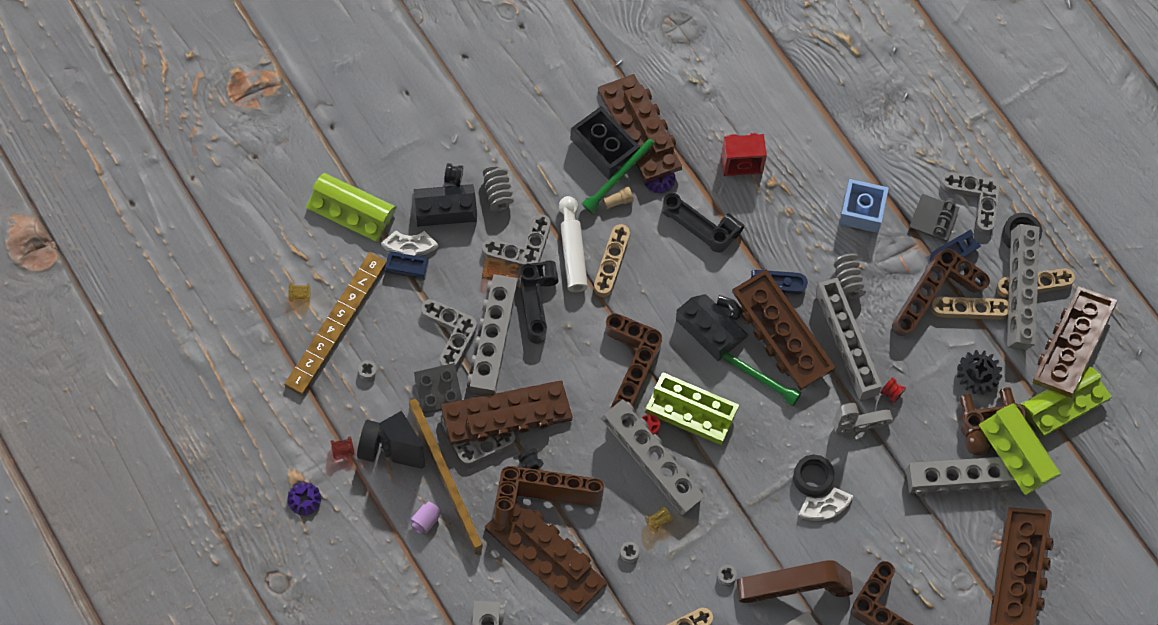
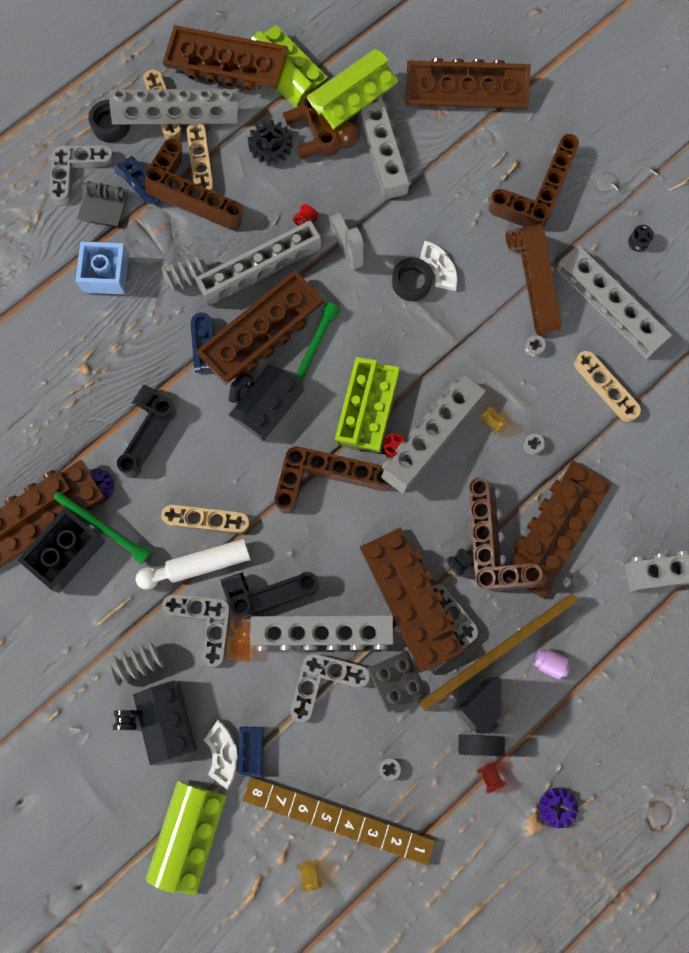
camera: 95 degrees left, 10 degrees up
(622, 197) = (126, 520): tan pin -> none
(743, 154) = (57, 395): red brick -> none

